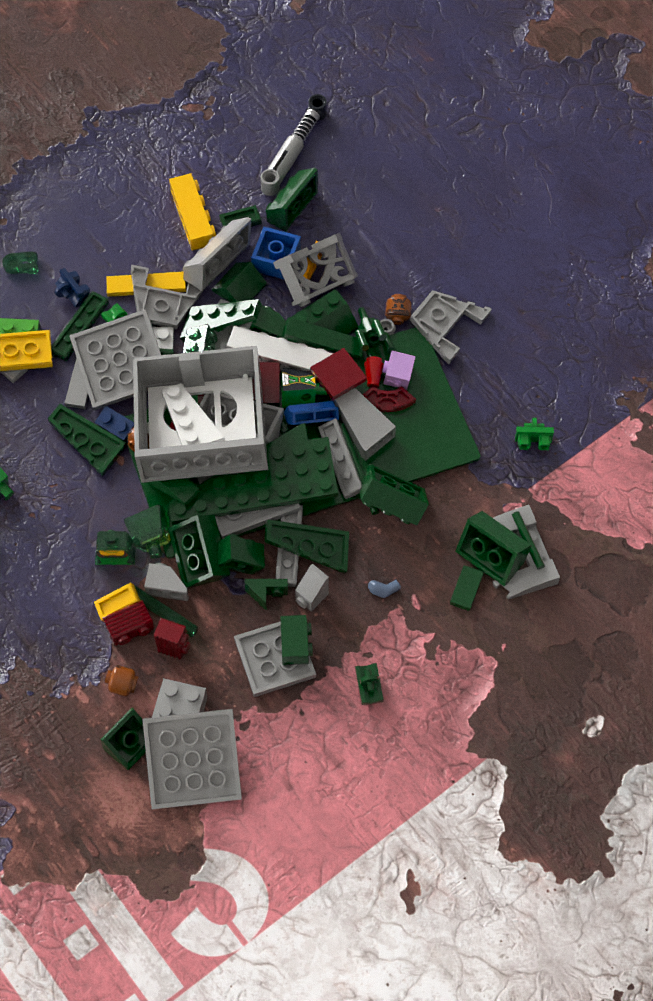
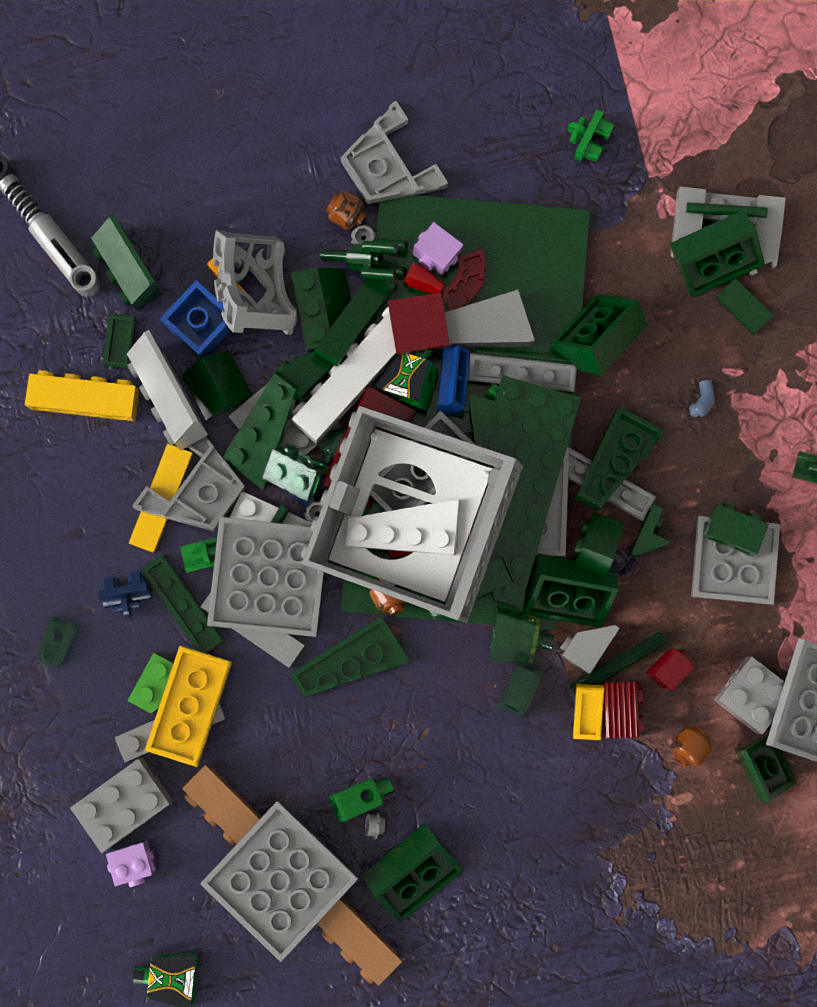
camera: 60 degrees left, 20 degrees up
(114, 423) = (349, 617): dark blue plate -> none
(312, 588) = (677, 482): light grey slope -> none

